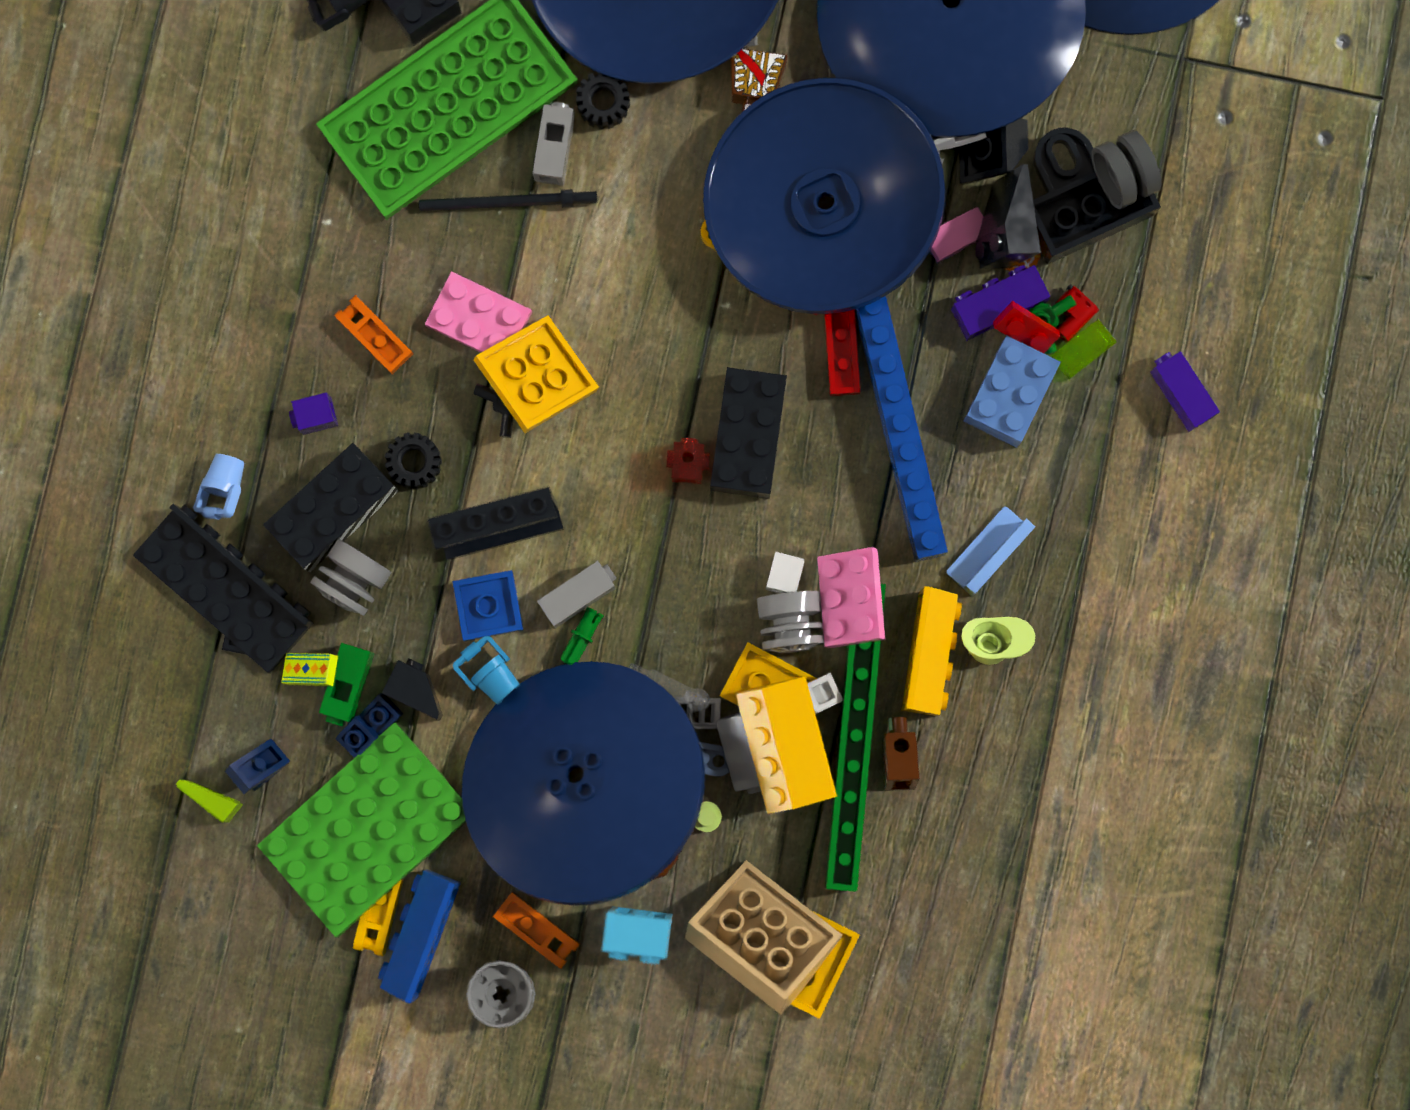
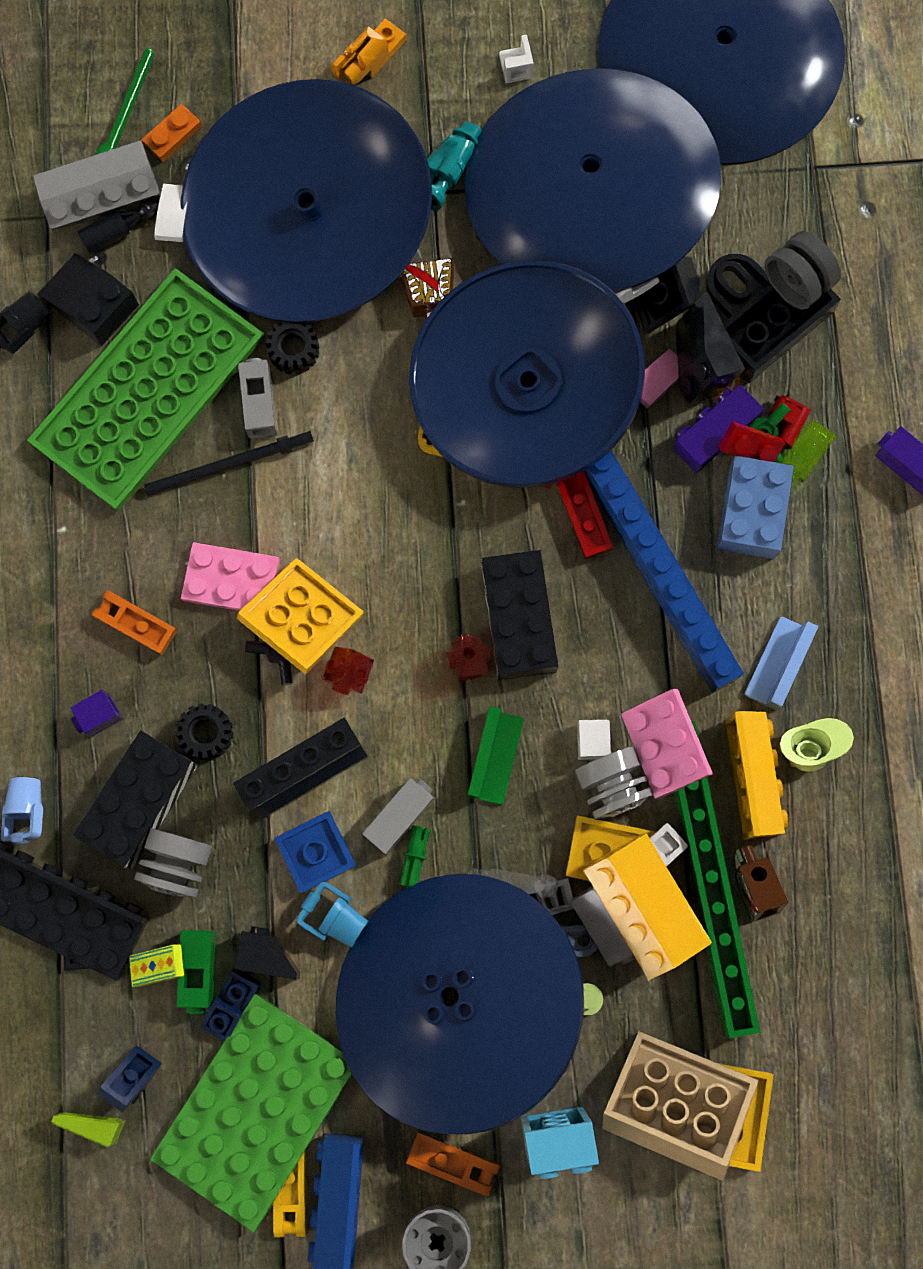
camera: 15 degrees left, 5 degrees down
(566, 440) = (347, 670): none -> clear red brick
(686, 563) = (495, 756): none -> green panel

